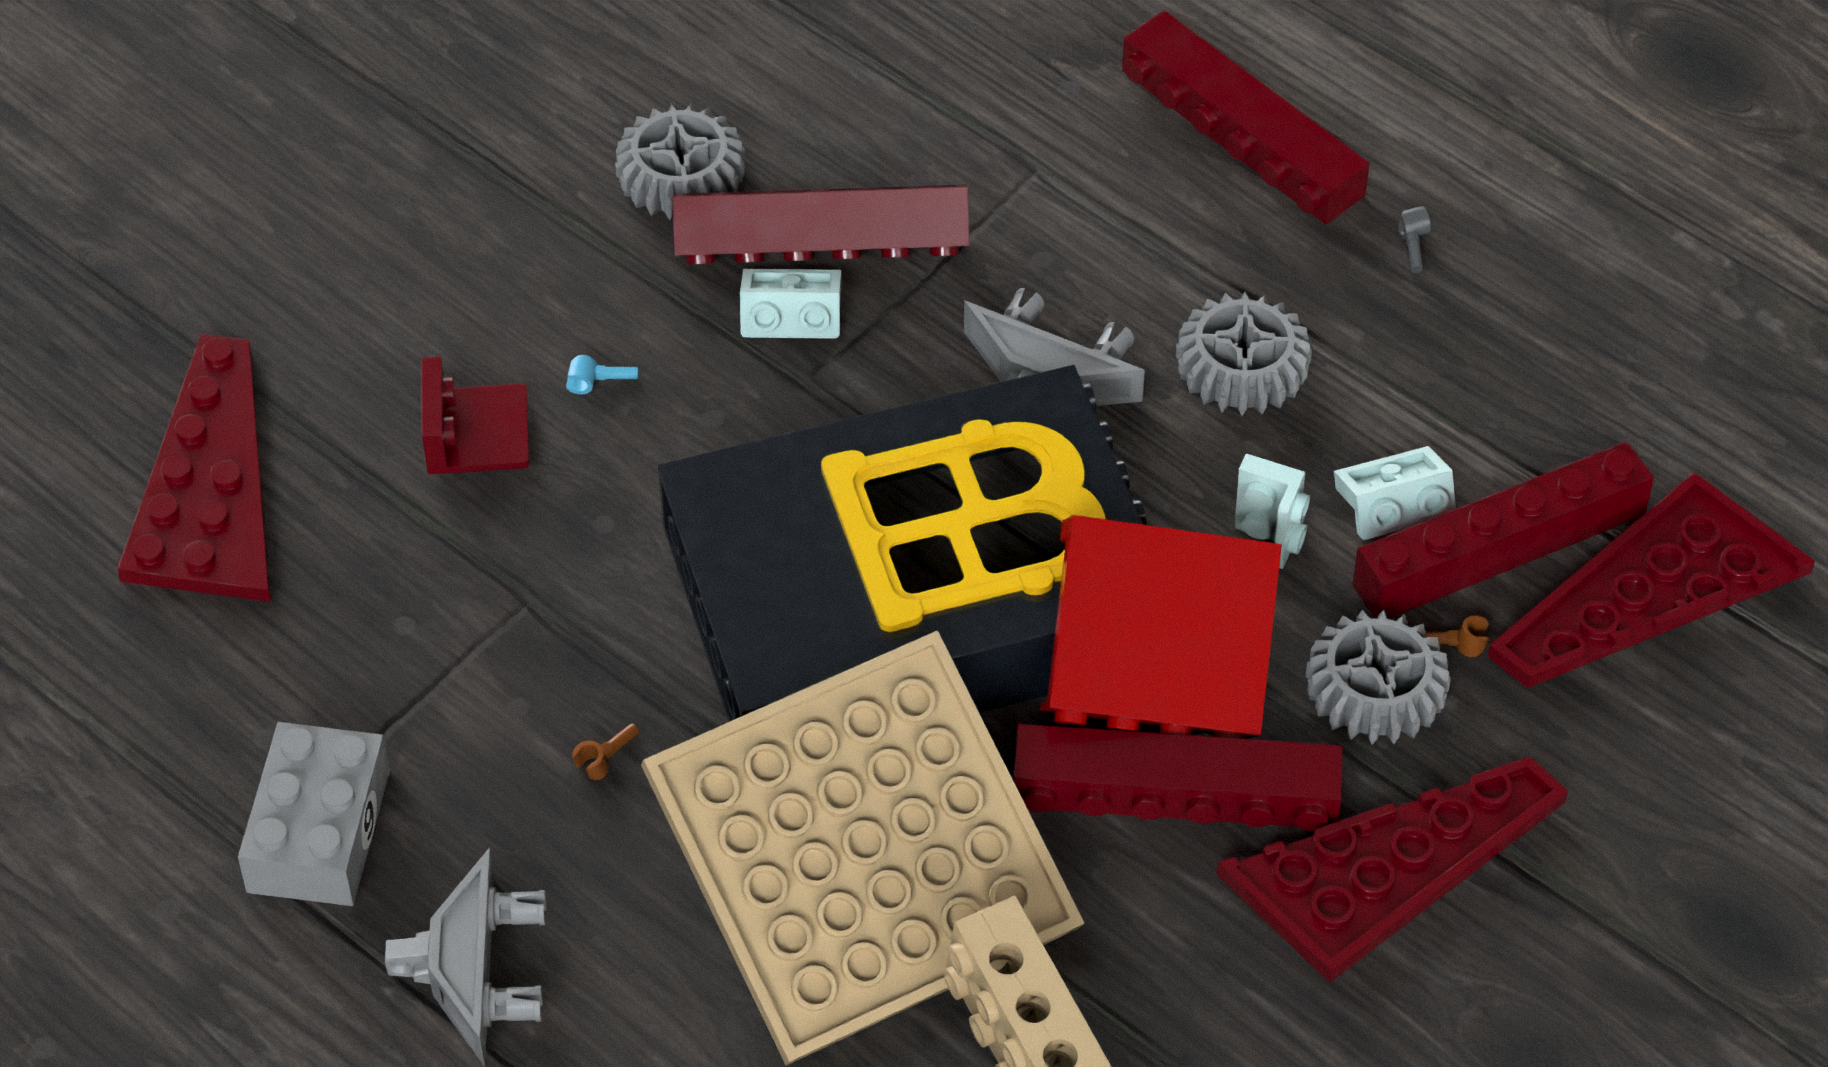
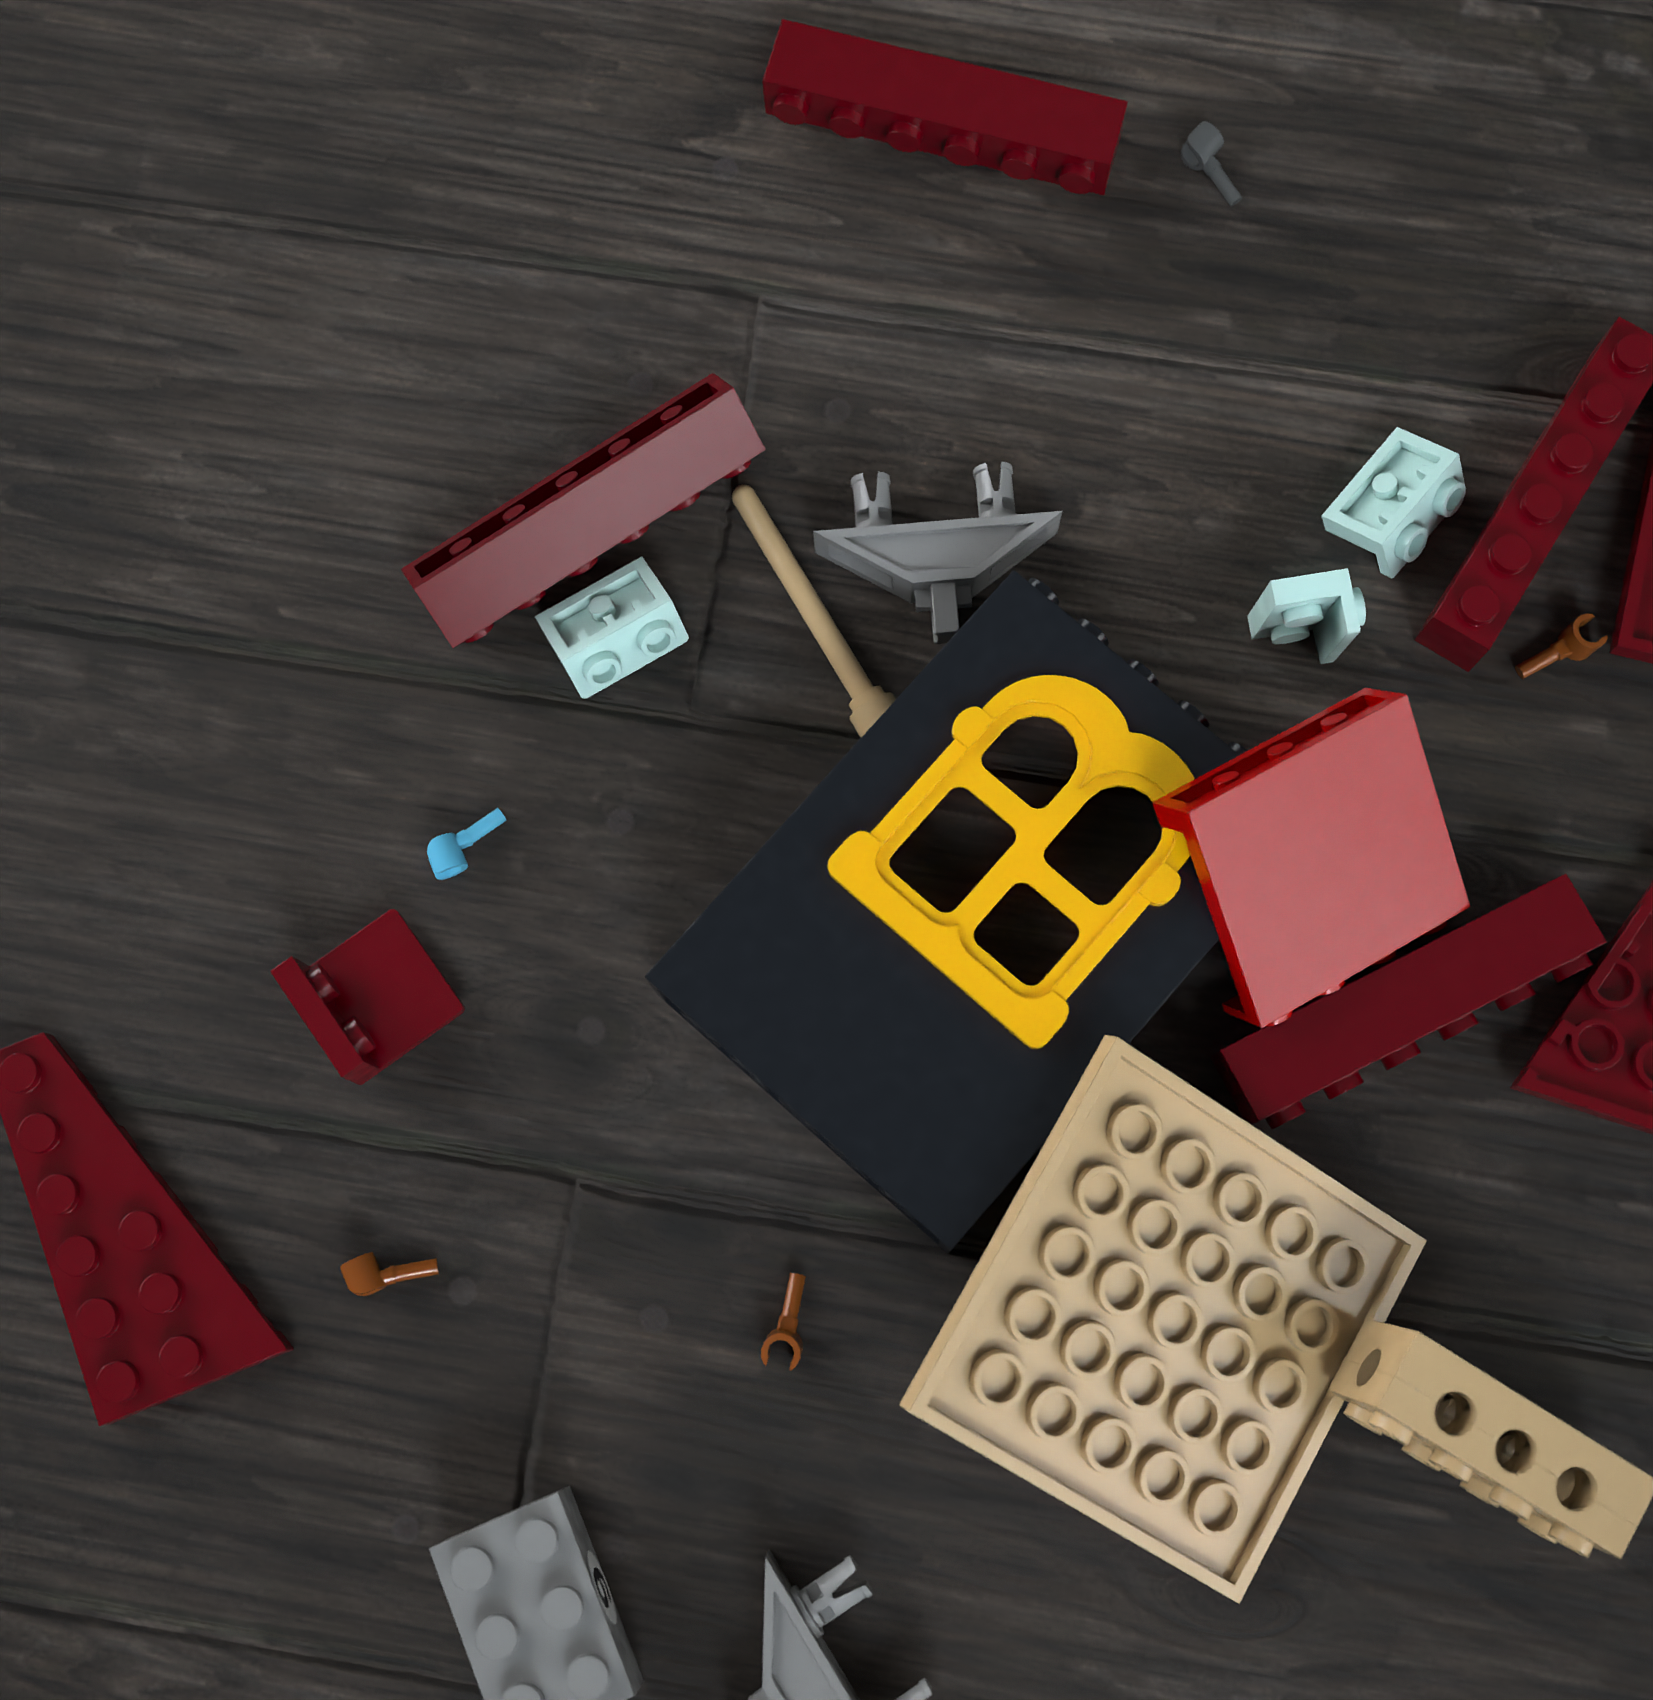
camera: 25 degrees left, 25 degrees up
(349, 582) = (366, 1278): none -> dark orange hand
(651, 153) = (404, 481): light grey gear -> none
(935, 332) = (867, 700): none -> tan piece
(1274, 353) = (1122, 379): light grey gear -> none
(1382, 664) = (1567, 714): light grey gear -> none

